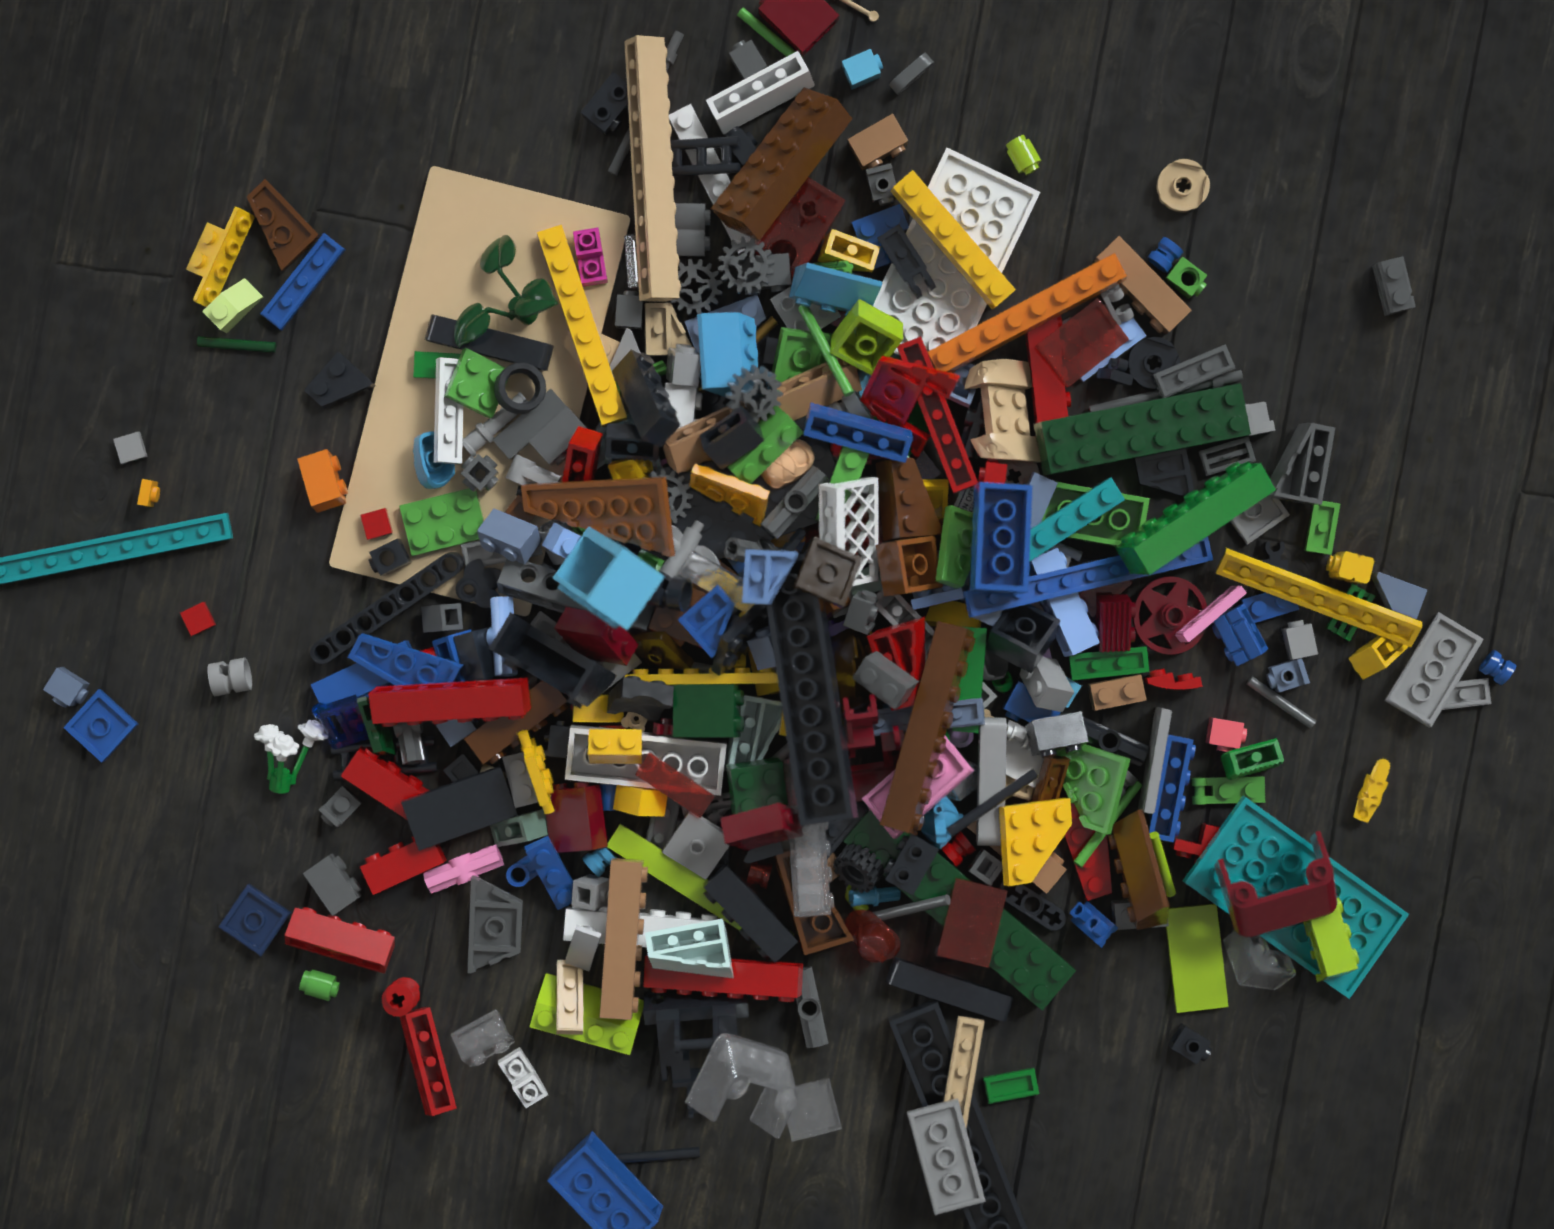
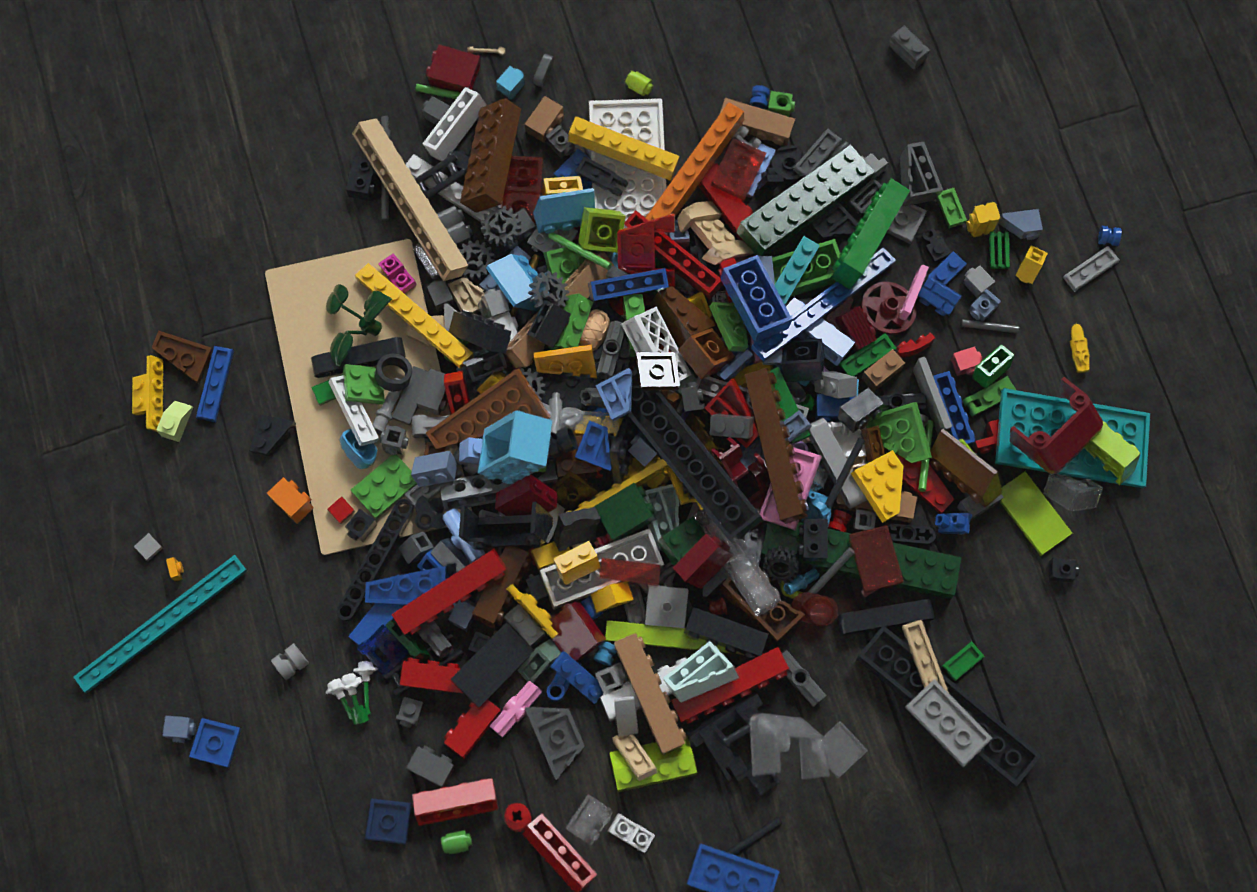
camera: 30 degrees left, 15 degrees down
(198, 618) = (248, 636): red tile -> none
(236, 344) = (188, 445): dark green bar -> none
(1173, 174) = (743, 63): tan plate -> none
(1319, 597) = (975, 247): yellow plate -> none
(1434, 669) = (1072, 257): light grey tile -> none

